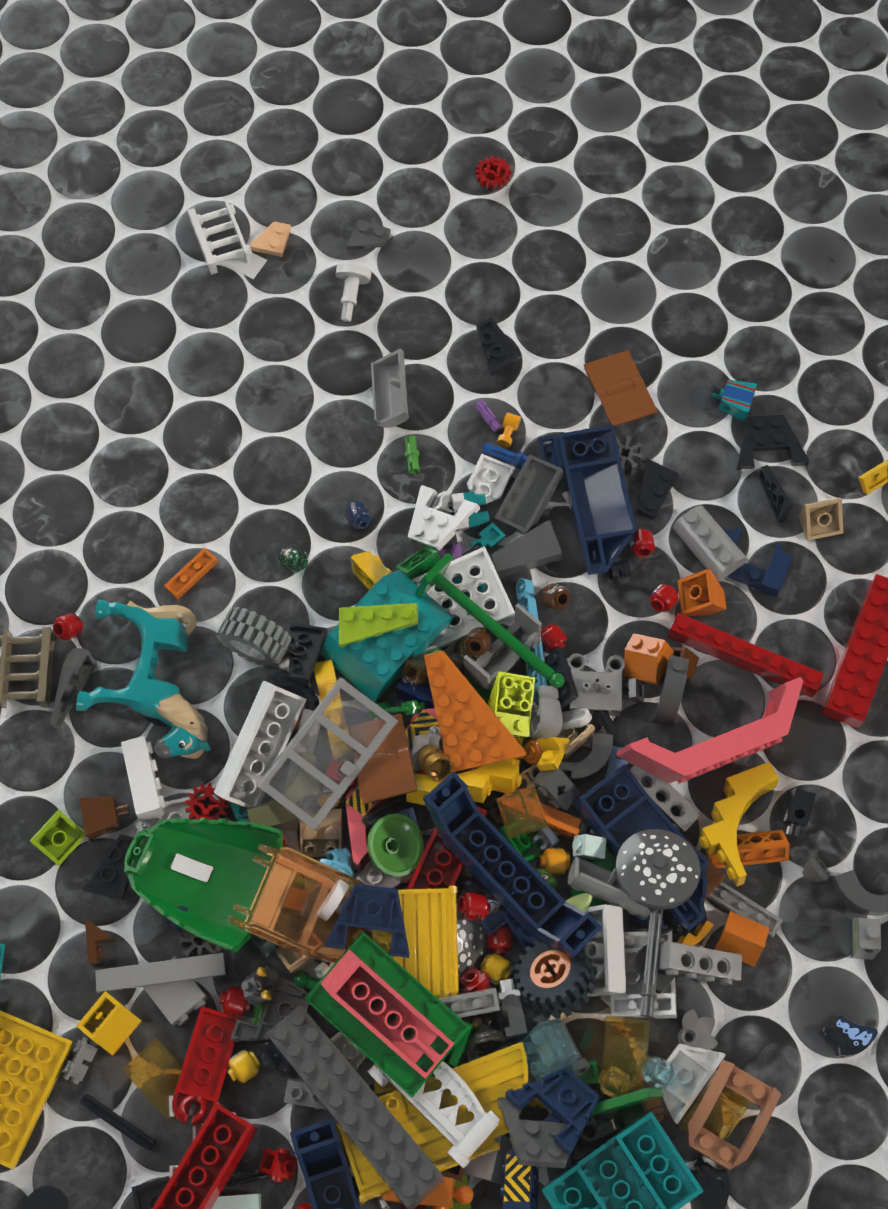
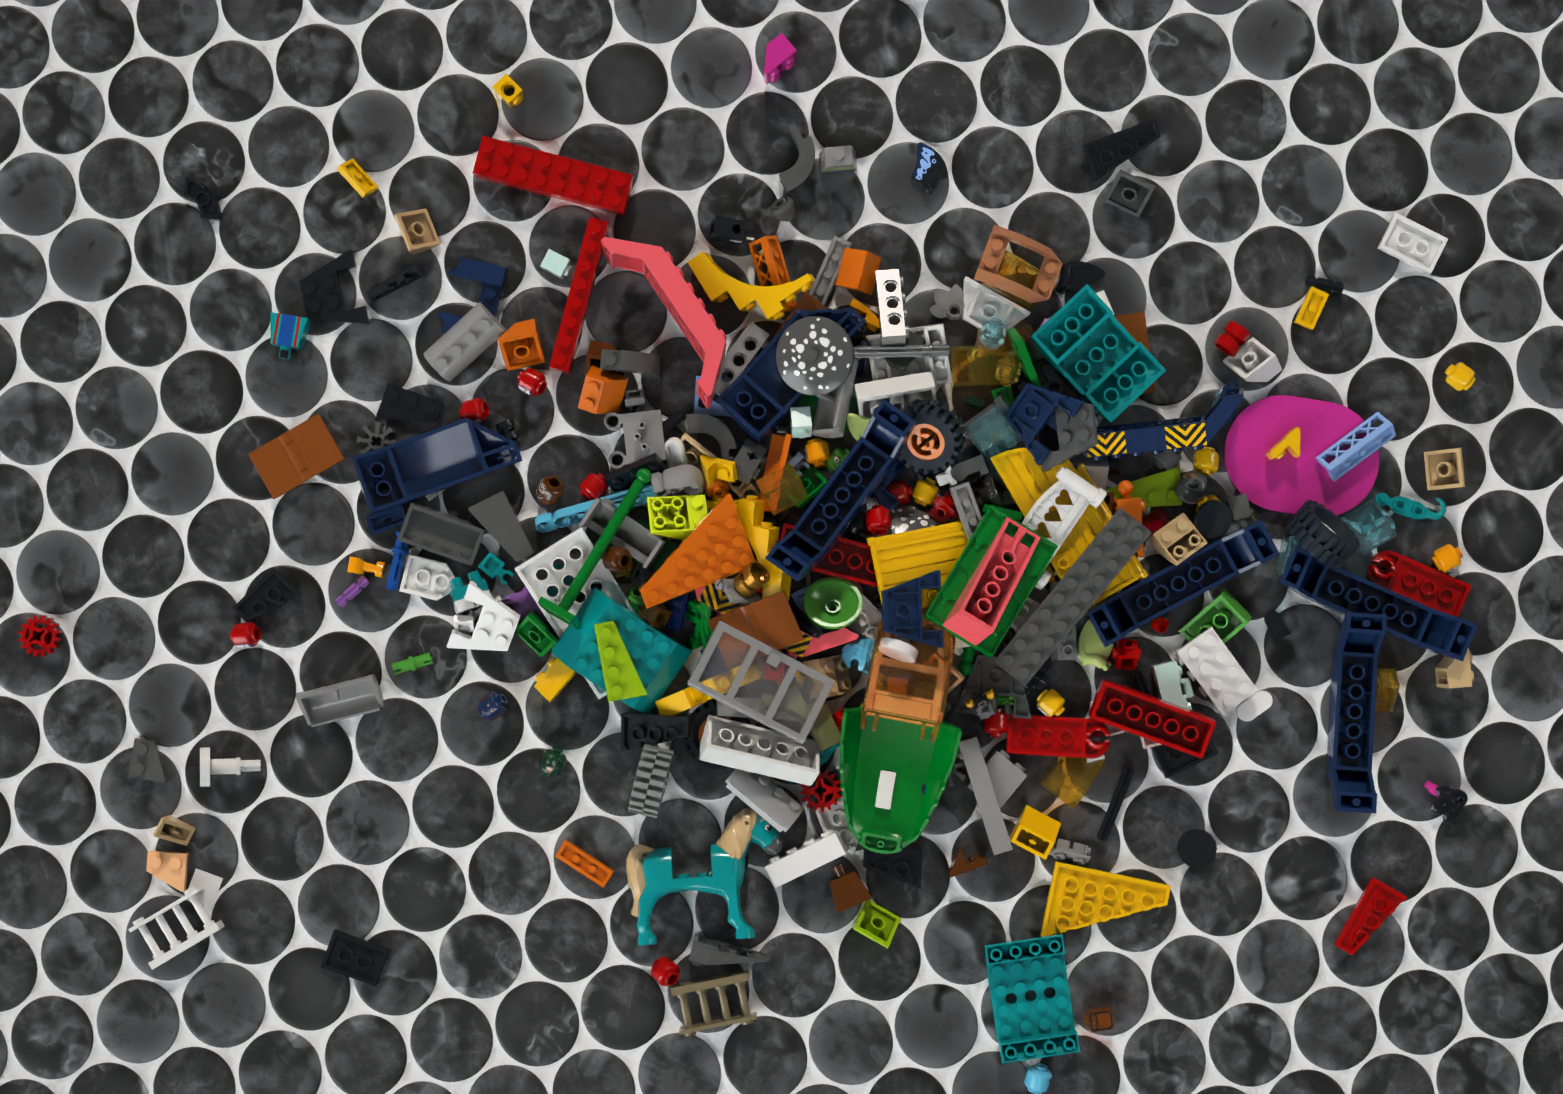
camera: 100 degrees left, 20 degrees up
(155, 369) = (355, 957): none -> black tile
(210, 746) = (765, 798): none -> light grey container
(288, 1122) = (1091, 648): none -> yellowish green arm
(304, 245) = (174, 830): none -> tan slope
(464, 324) = (245, 635): none -> red head
(778, 638) = (556, 264): none -> light aqua brick
(867, 351) = (204, 198): none -> black tile

